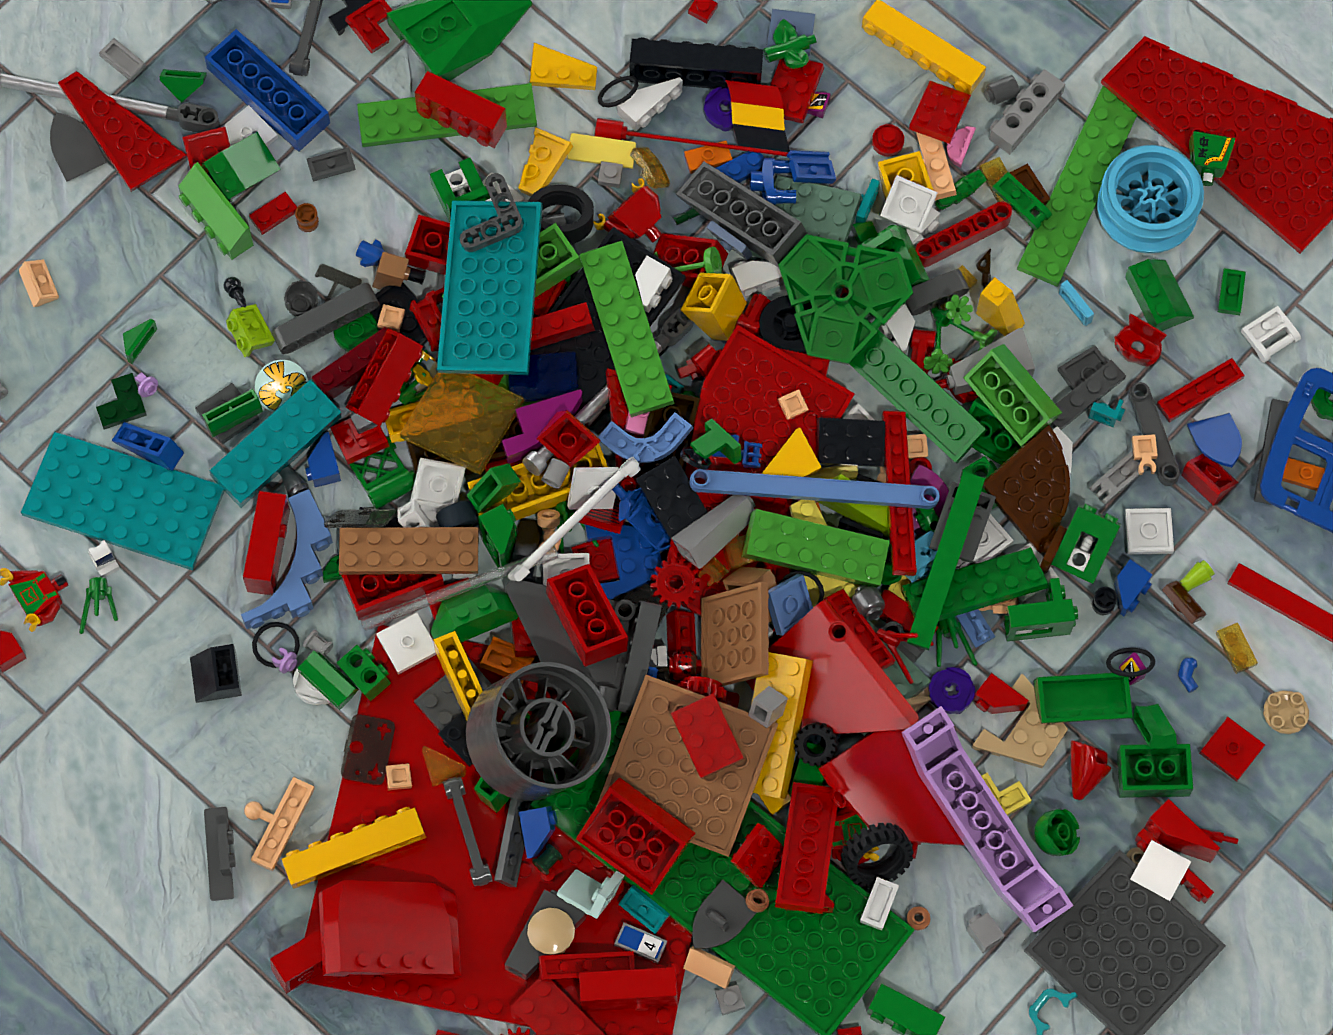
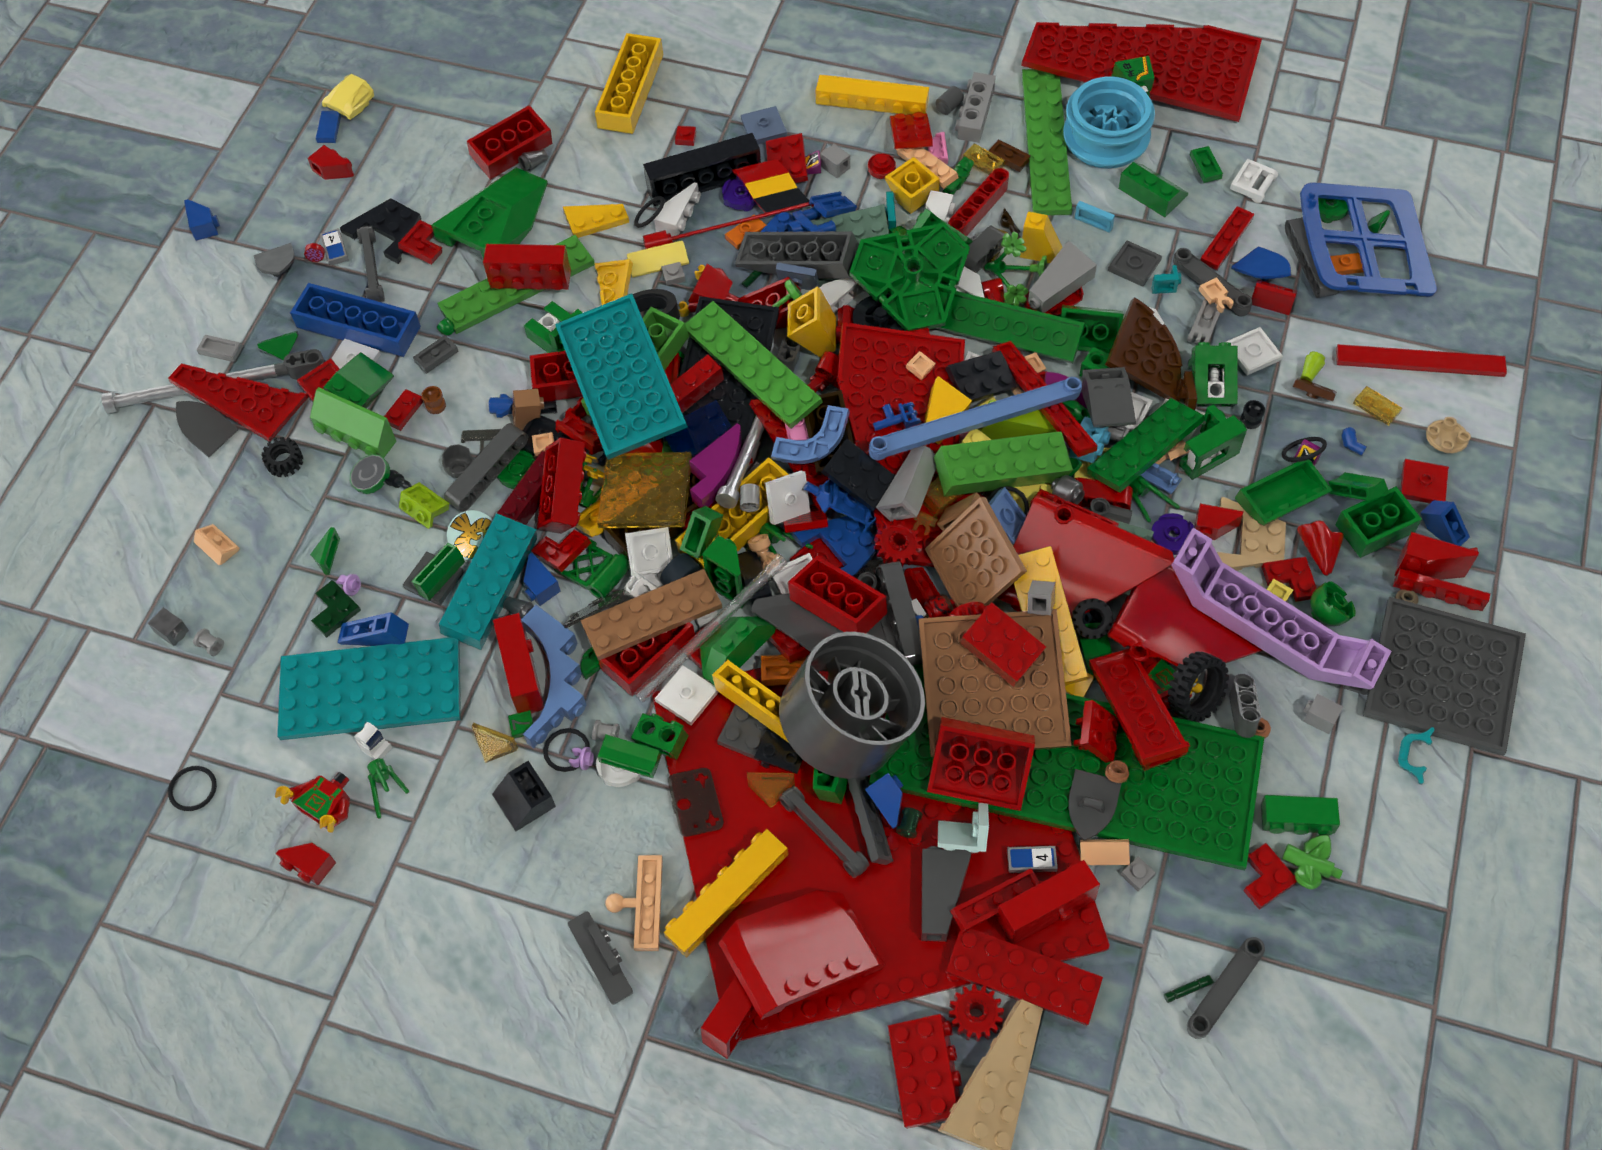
camera: 20 degrees left, 10 degrees down
(136, 204) = (280, 447): none -> black tyre
(210, 609) = (493, 743): none -> clear yellow slope
(212, 273) = (369, 474): none -> tile
(245, 600) = (520, 723): none -> green tile
(354, 136) = (446, 327): none -> green hinge
(398, 776) = (735, 812): light nougat tile -> none
(503, 217) = (605, 315): dark grey beam -> none
(551, 931) = (949, 882): tan dish -> none
(567, 438) = (747, 461): red slope -> none
(629, 467) = (811, 465): white hinge -> none
(644, 909) = (1019, 827): teal plate -> none
(651, 280) = (753, 317): white slope -> none
(653, 169) = (705, 254): clear yellow slope -> none
(712, 441) = (876, 411): green piece -> none
(789, 46) = (769, 131): green plant -> none
(842, 112) = (835, 160): none -> light grey brick
(879, 903) = (1222, 728): white tile -> none
(893, 640) = (1106, 510): red plant -> none
(908, 204) = (926, 193): white plate -> none
(909, 899) = (1244, 705): none -> dark grey beam
(946, 560) = (1116, 429): green tile -> none
(1012, 394) = (1092, 287): bright green slope -> none
(1021, 200) = (1011, 162): green plate -> none
(1047, 783) = (1292, 571): none -> red plate
(1087, 393) = (1143, 274): dark grey plate -> none
(1129, 586) = (1267, 391): blue slope -> none
(1140, 332) = (1160, 220): red piece -> none
(1160, 870) = (1436, 596): white sticker -> none
(1222, 802) = (1445, 522): none -> blue slope

